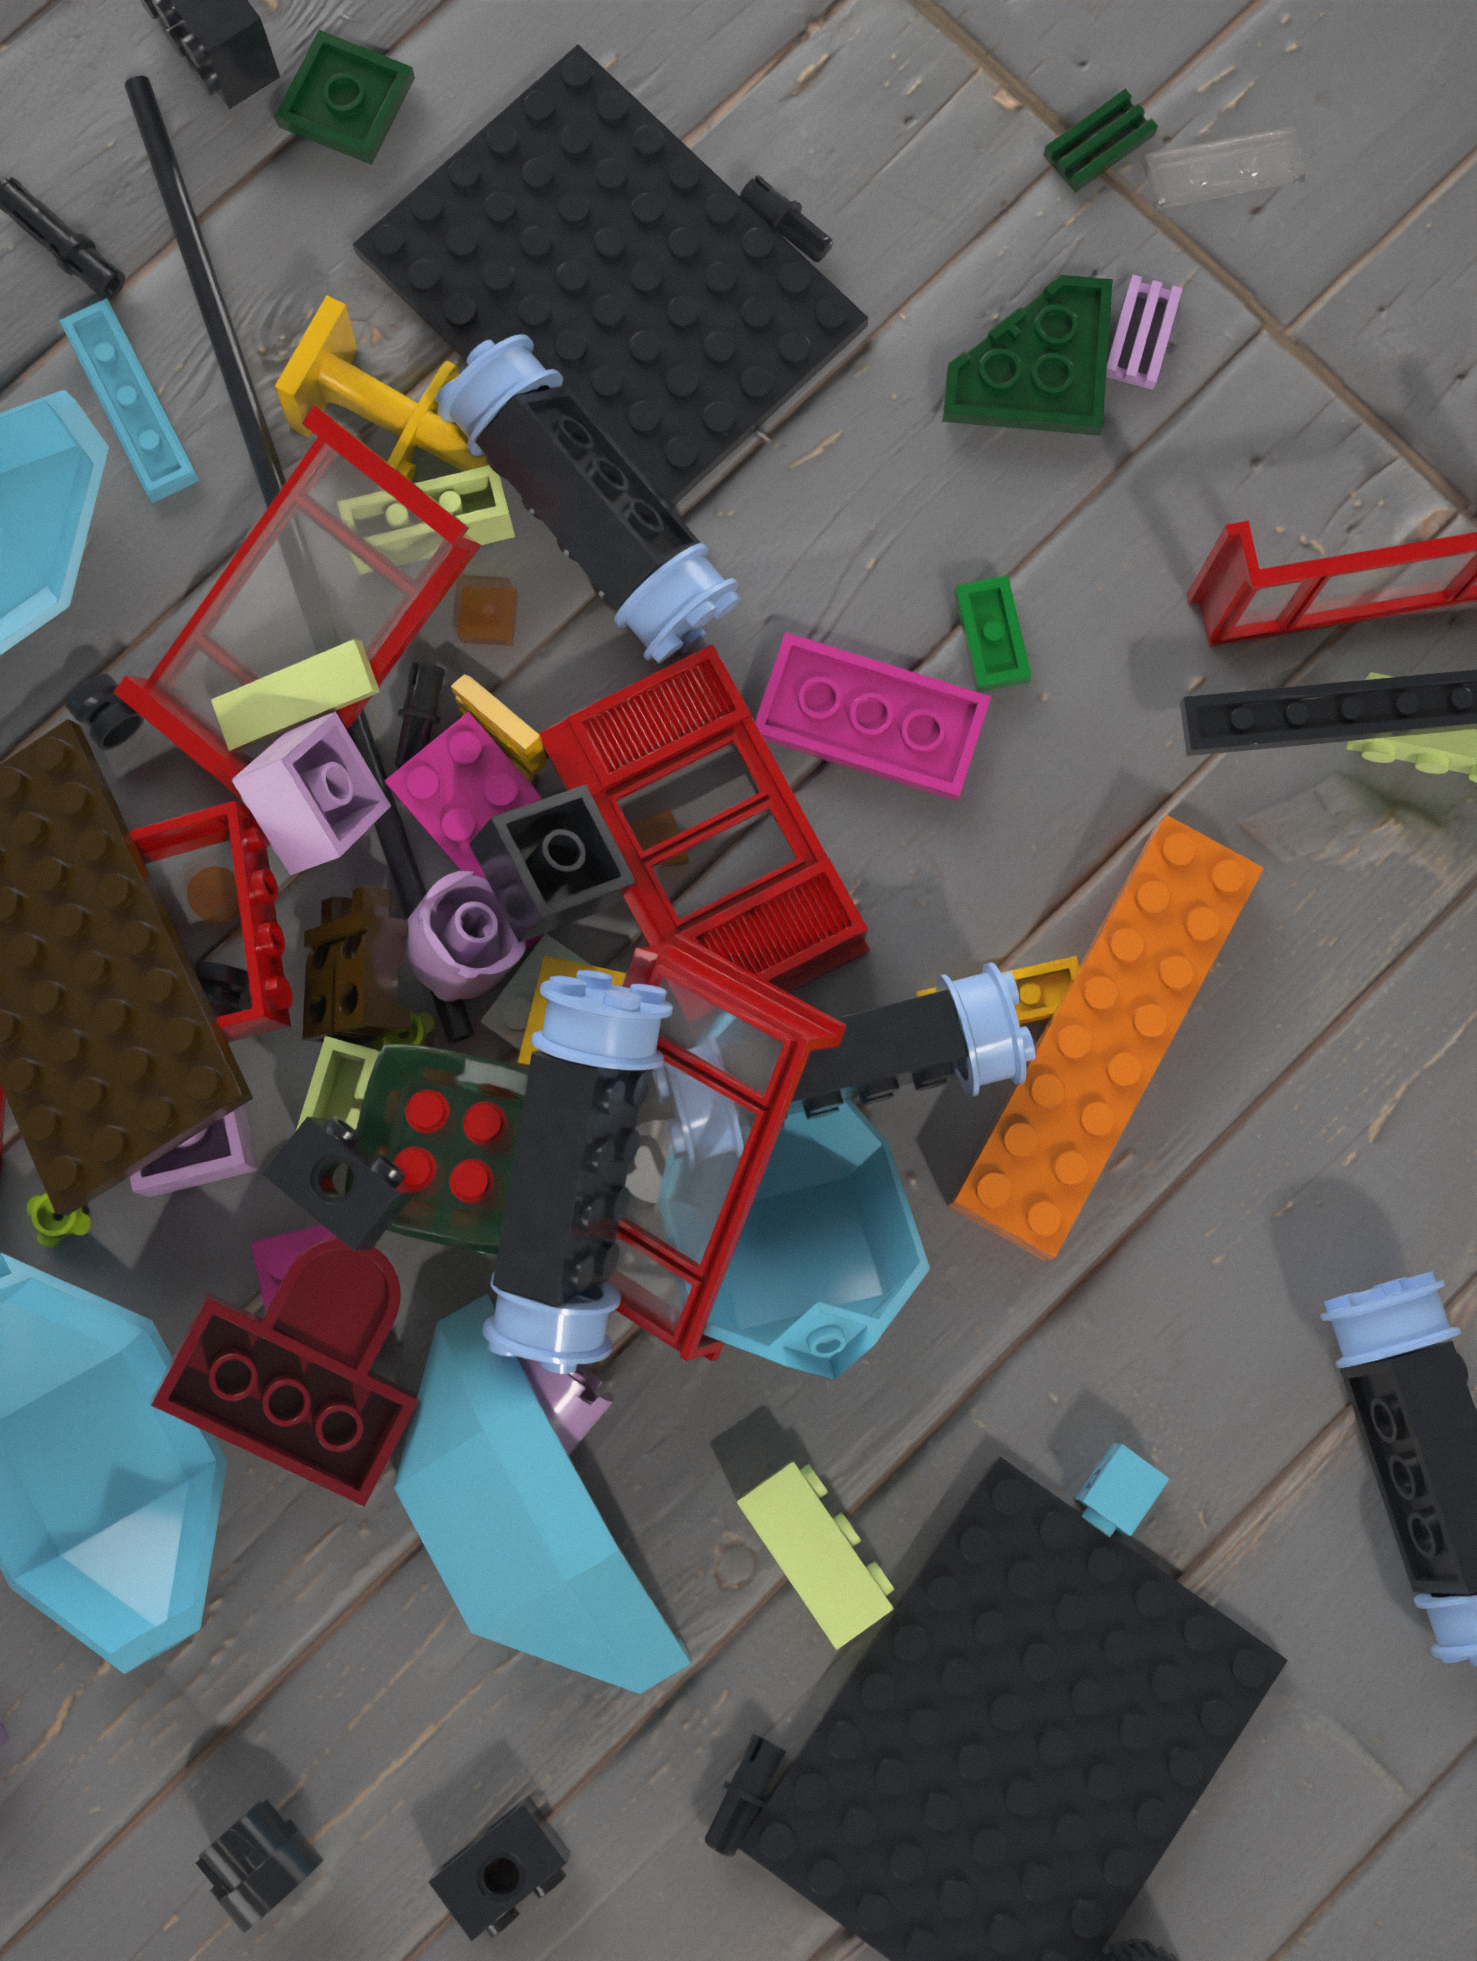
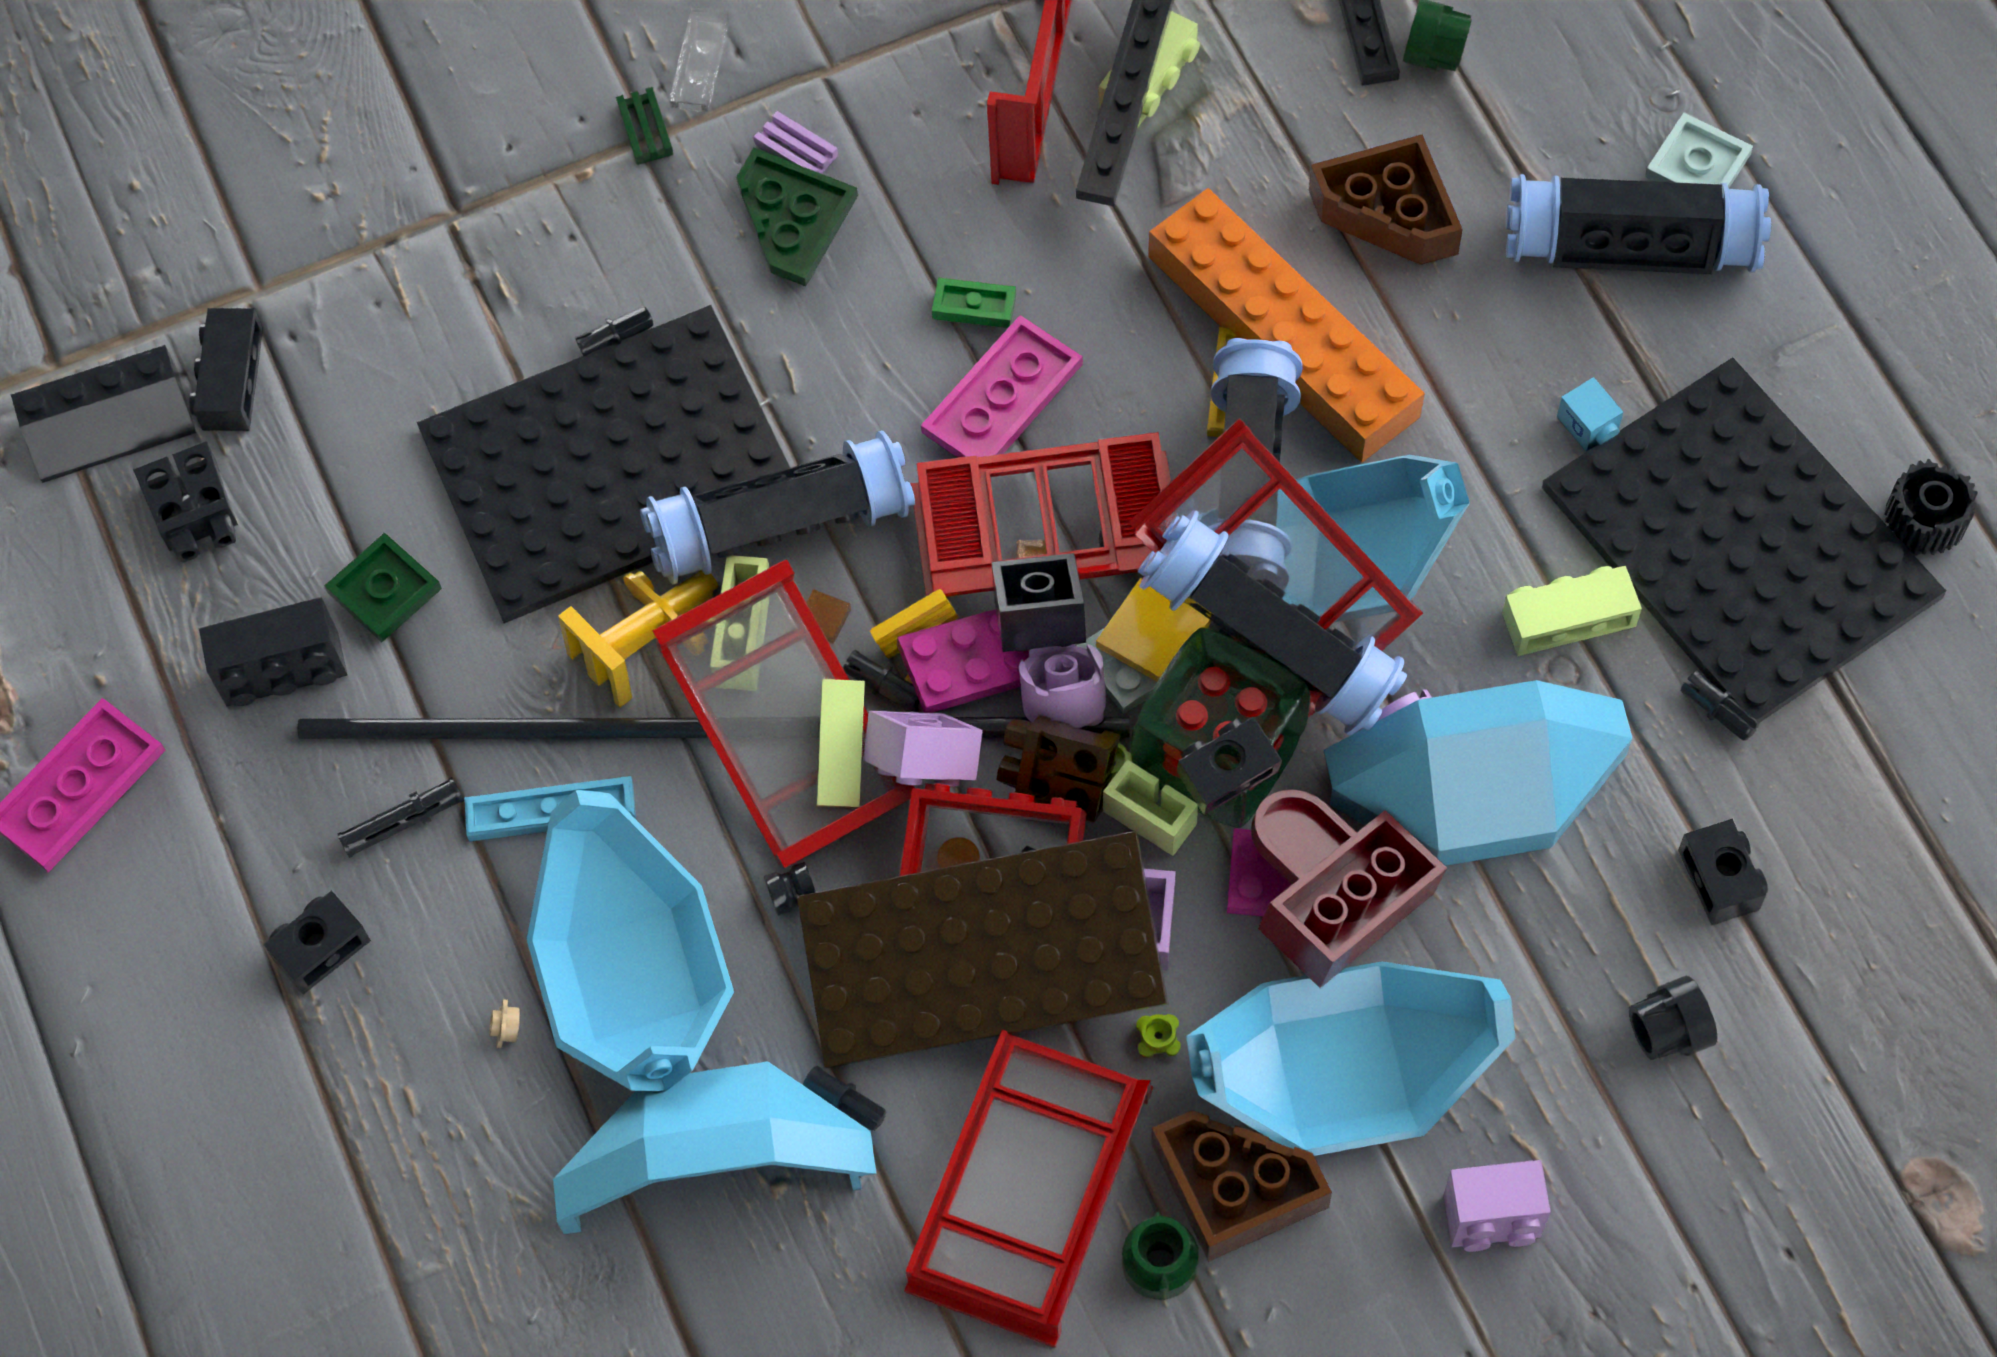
camera: 65 degrees left, 15 degrees down
(1349, 1115) = (1389, 199): none -> reddish brown brick

